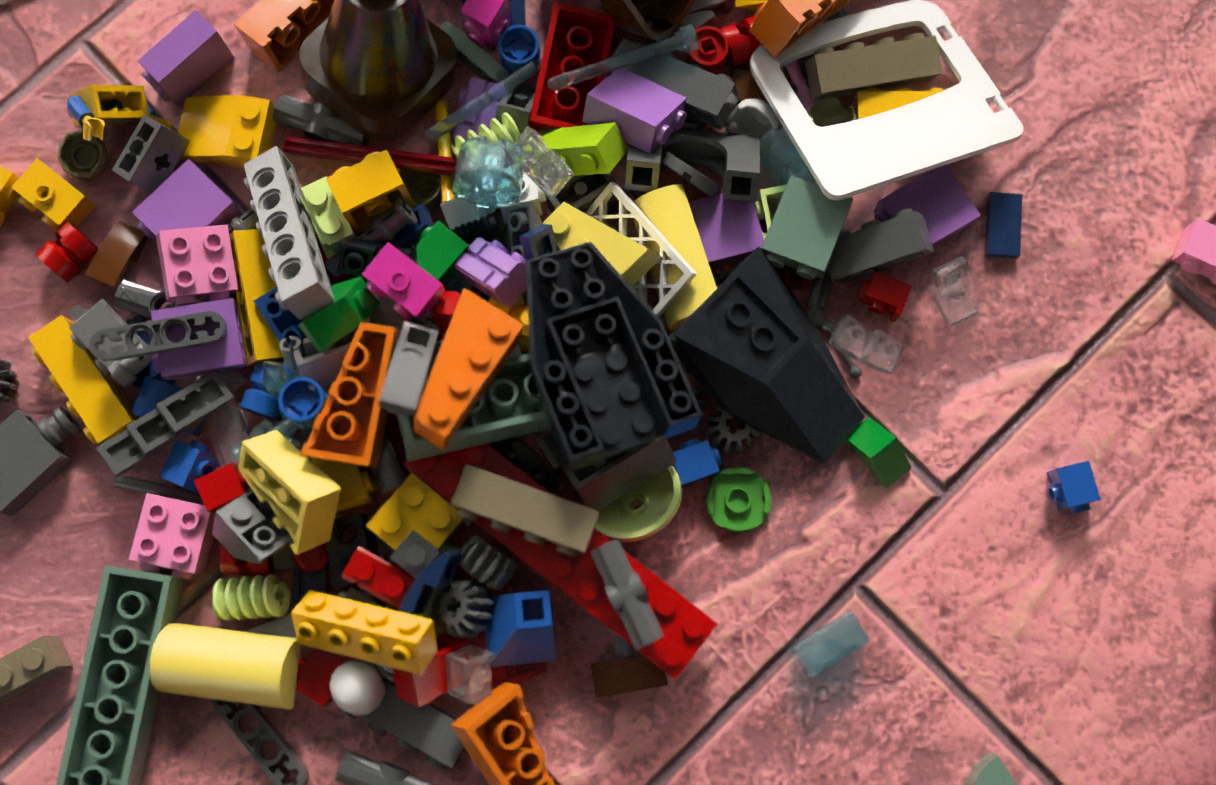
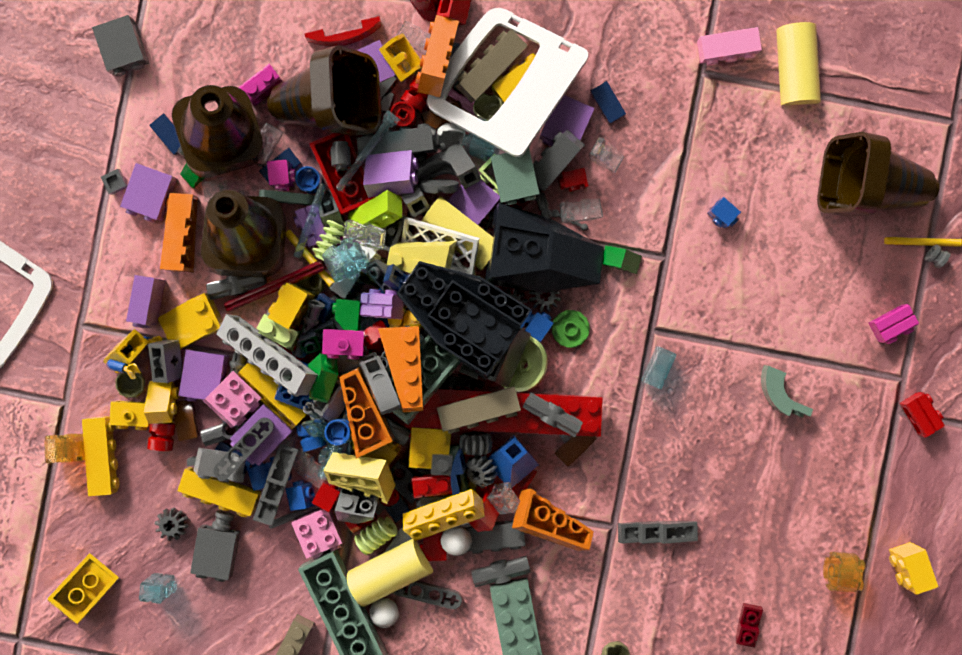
camera: 35 degrees left, 10 degrees up
(101, 203) = (161, 402): none -> yellow brick
(179, 723) = (384, 613): none -> white hair
(584, 42) = (340, 155): none -> dark grey brick

